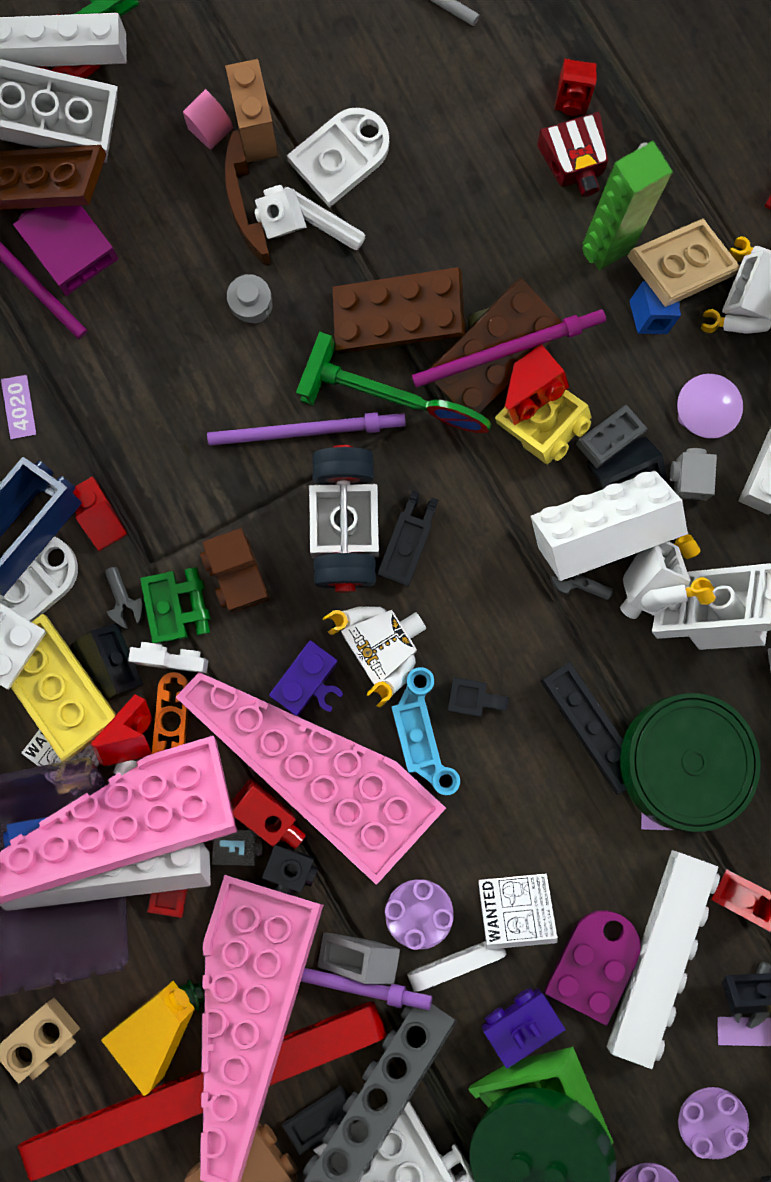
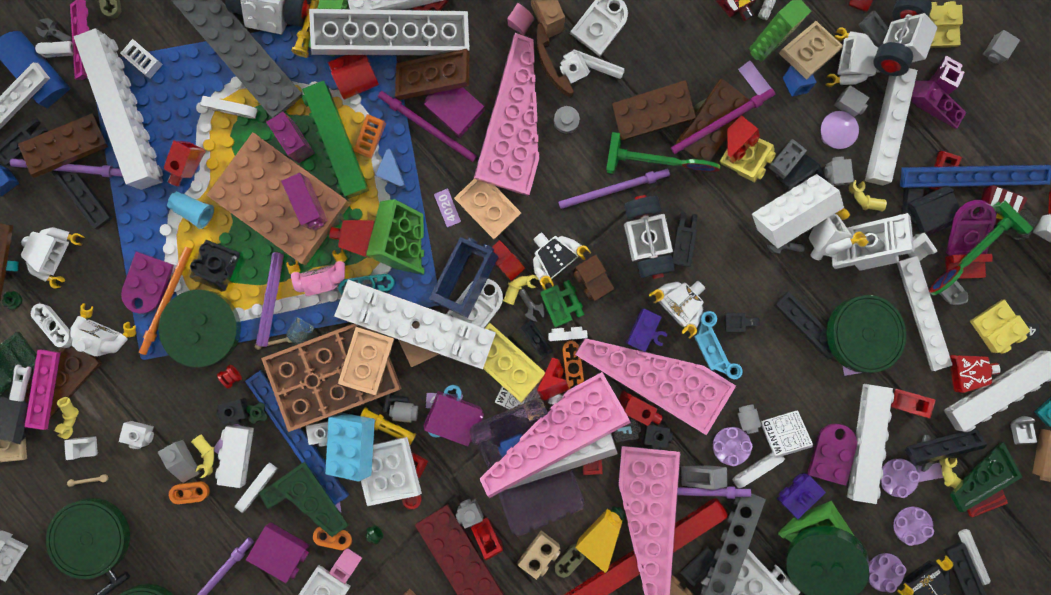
camera: 10 degrees left, 5 degrees up
(85, 415) = (487, 207): none -> light nougat plate
(90, 1074) = (566, 557): none -> olive beam
(101, 560) = (515, 286): none -> light yellow piece
(150, 308) = (511, 140): none -> bright pink wing
(178, 523) = (555, 256): none -> torso
(458, 871) = (749, 419): none -> light grey brick
(581, 290) = (754, 78): none -> lavender sticker
(704, 1031) = (899, 478): none -> lavender dish
(732, 534) = (865, 201): none -> light yellow piece
(739, 362) = (852, 101): none -> light grey brick

